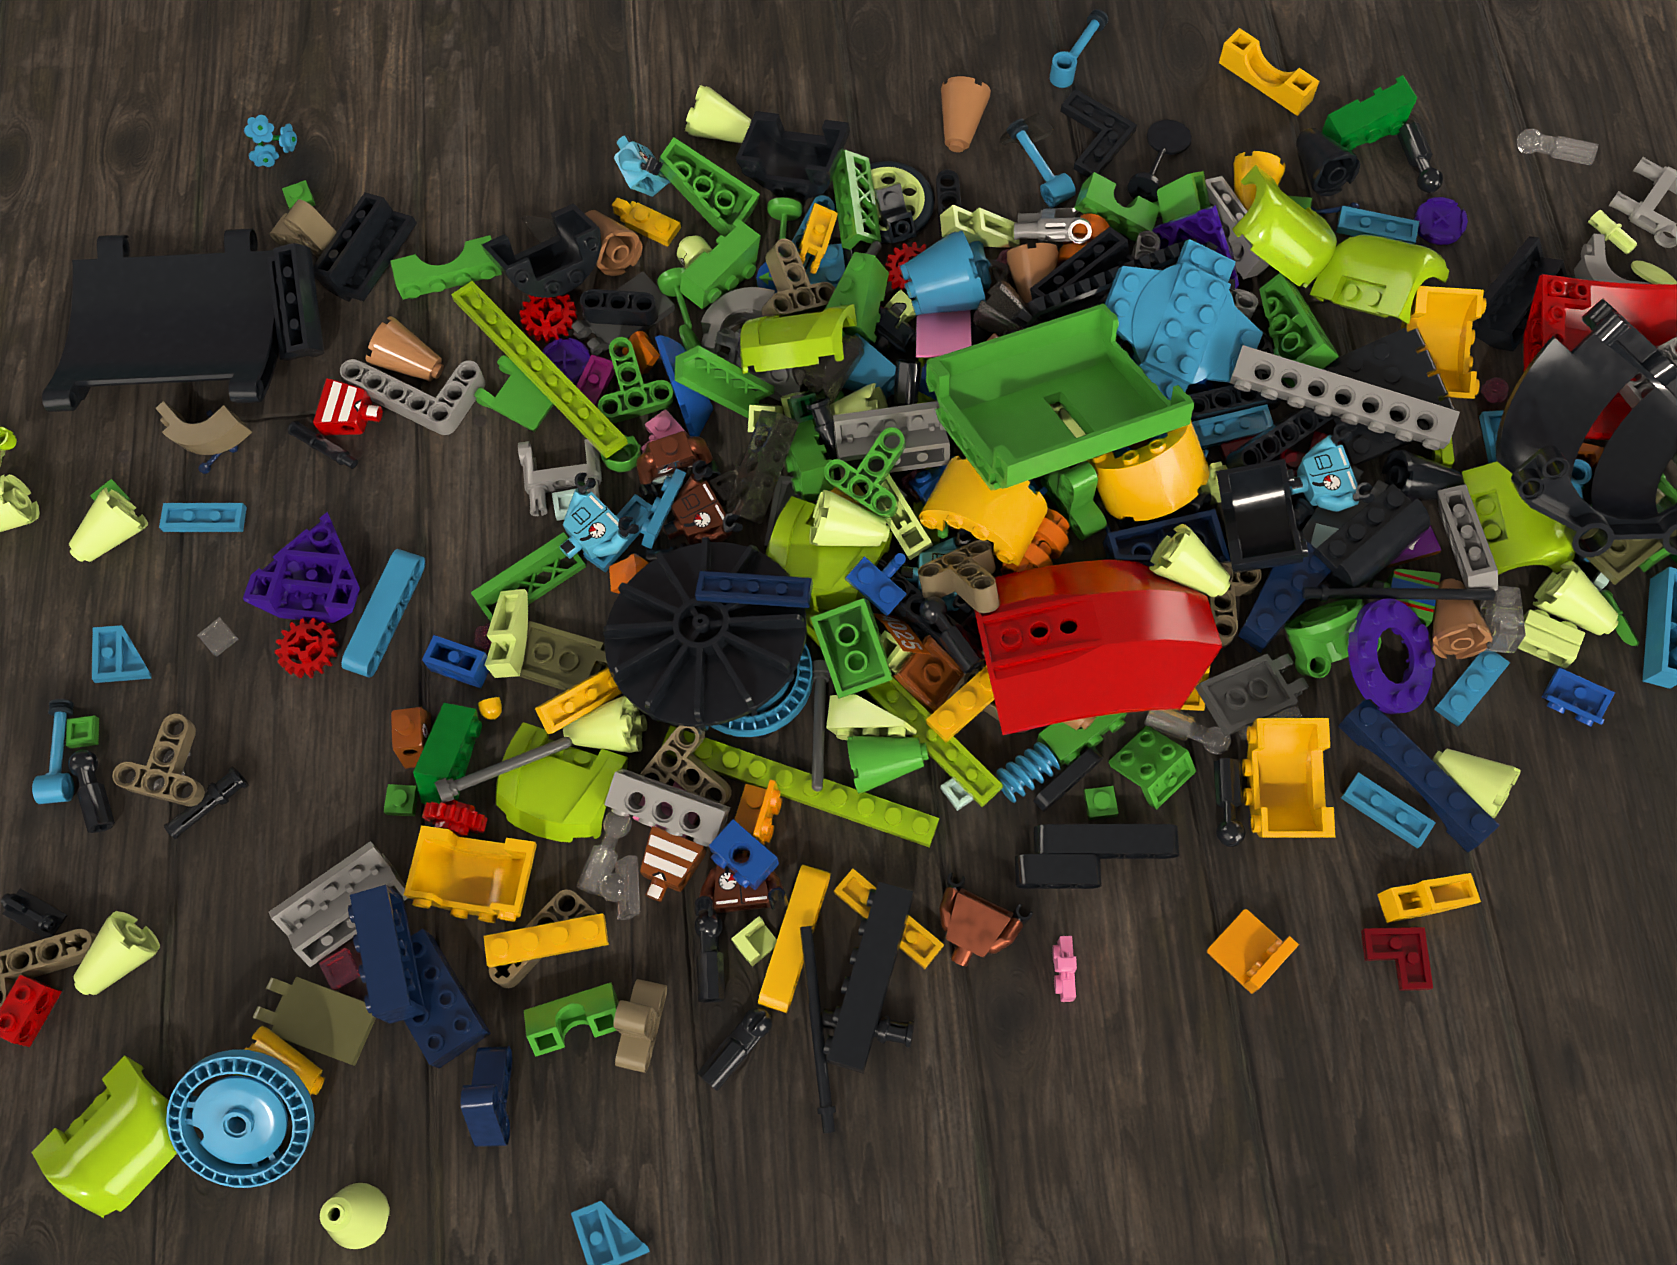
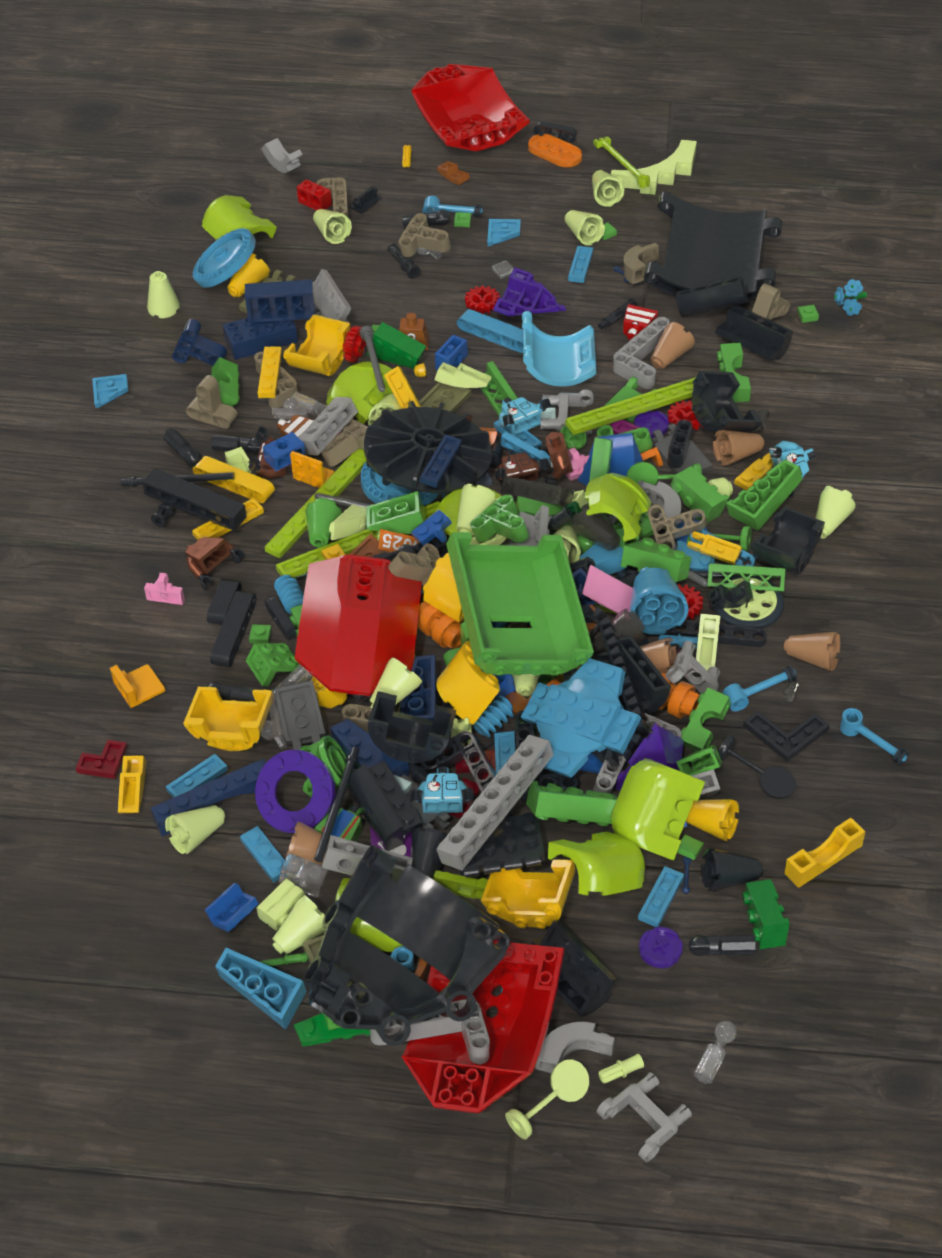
camera: 100 degrees right, 20 degrees down
(436, 498) = (558, 358): none -> medium azure hinge

